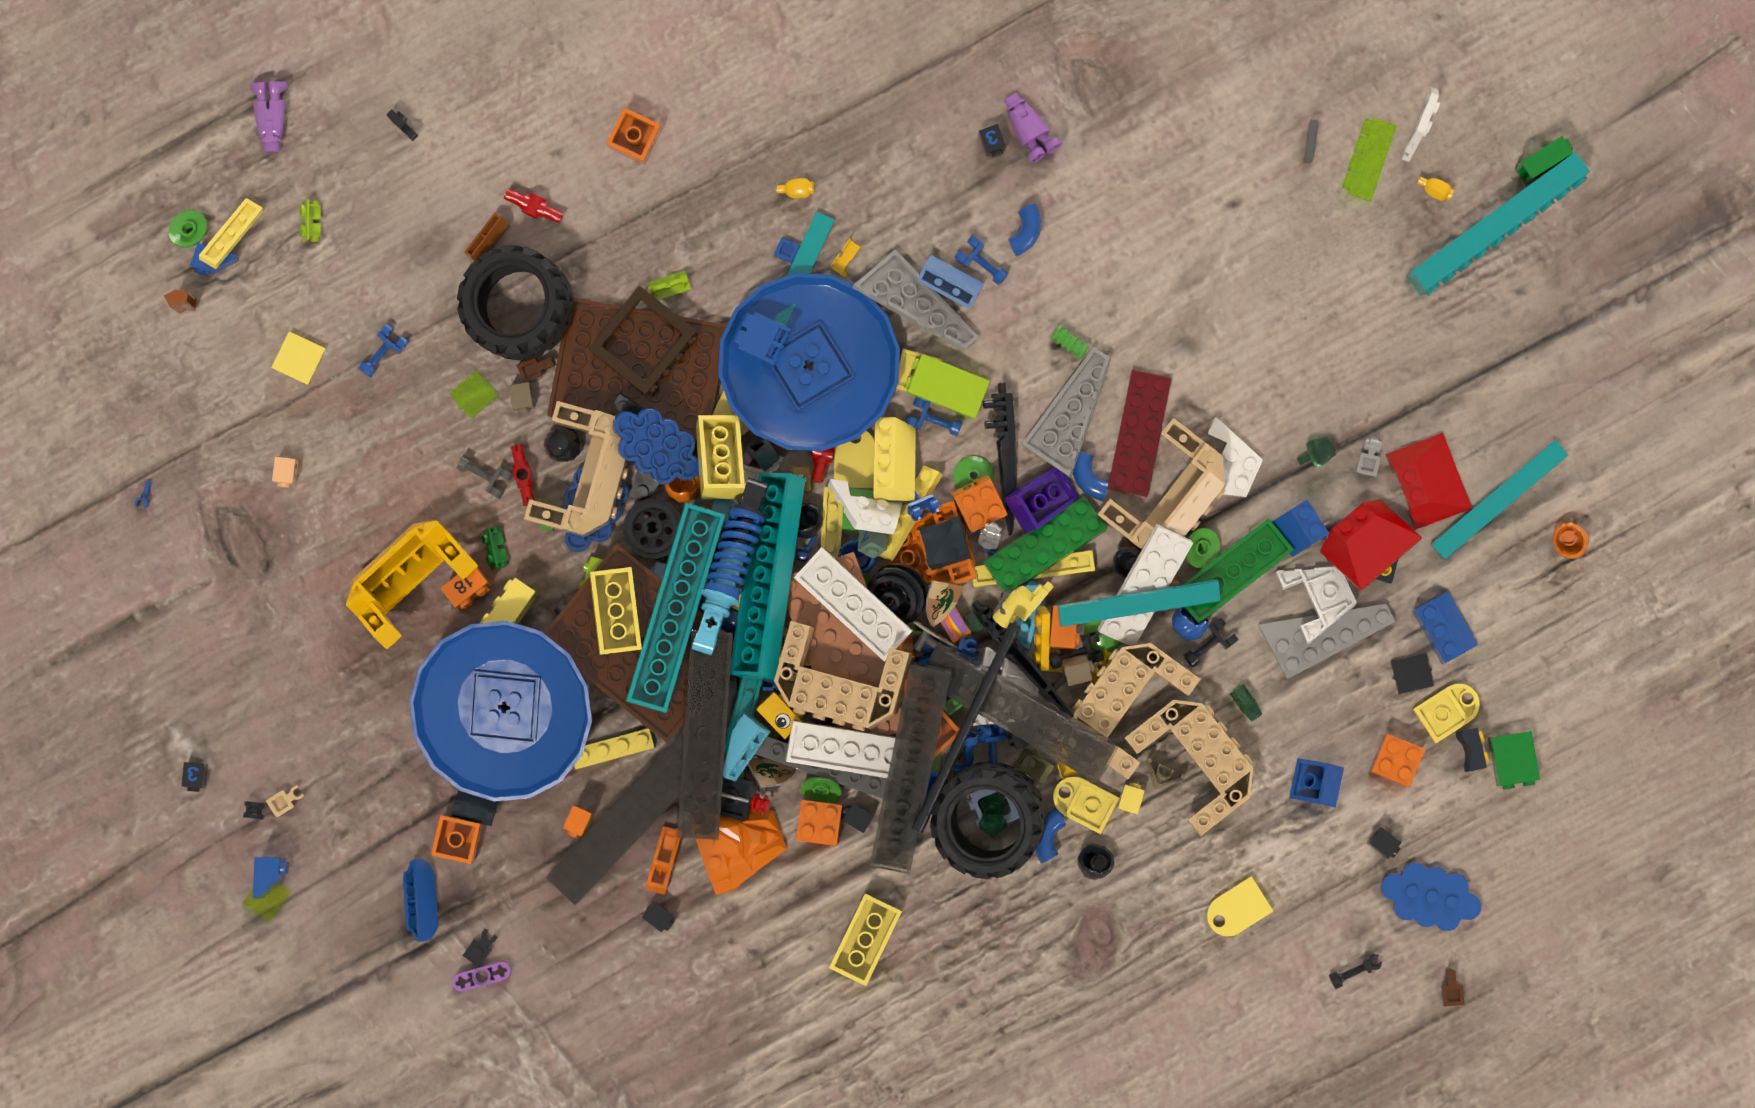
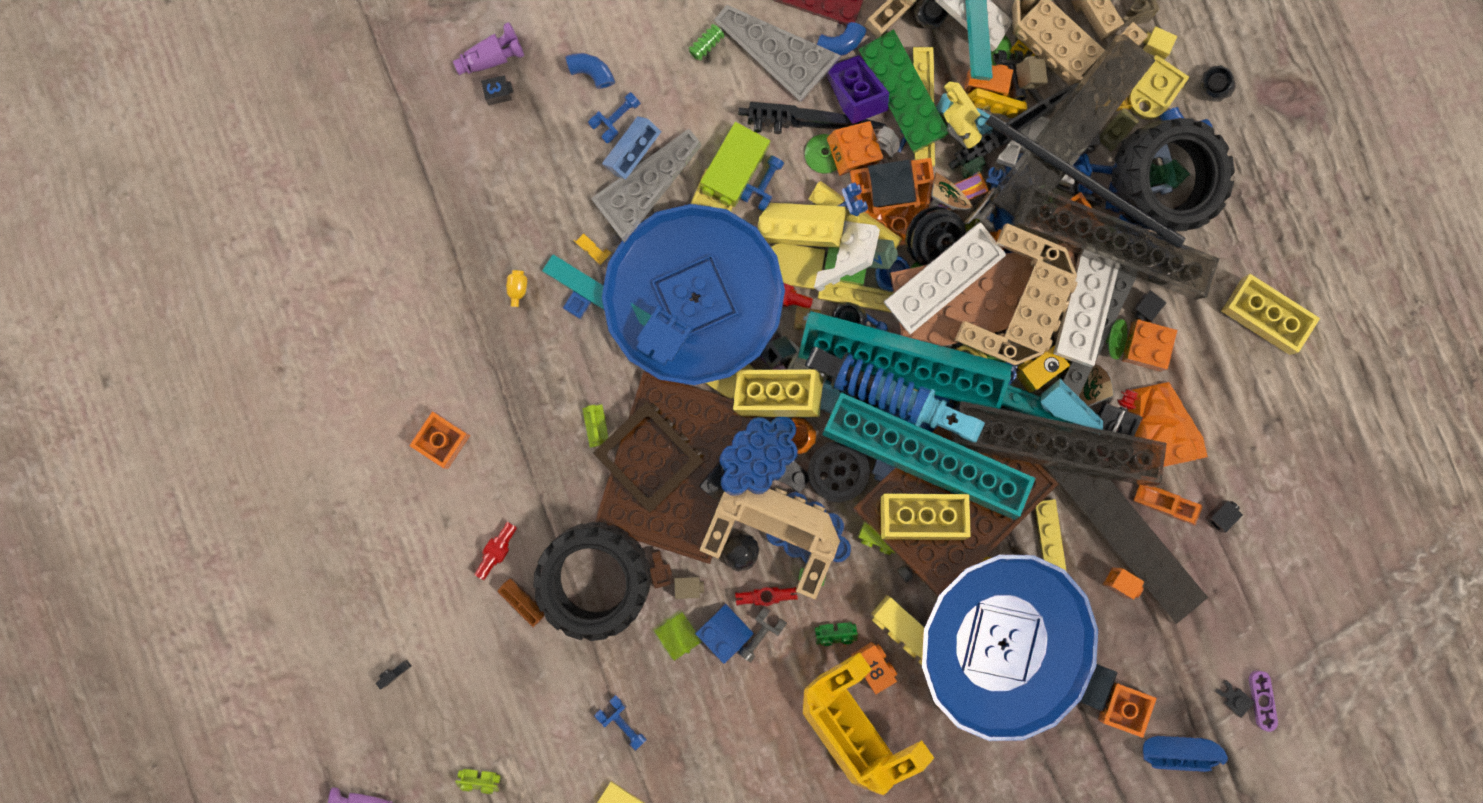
camera: 85 degrees left, 0 degrees up
(481, 439) = (724, 633): none -> blue slope

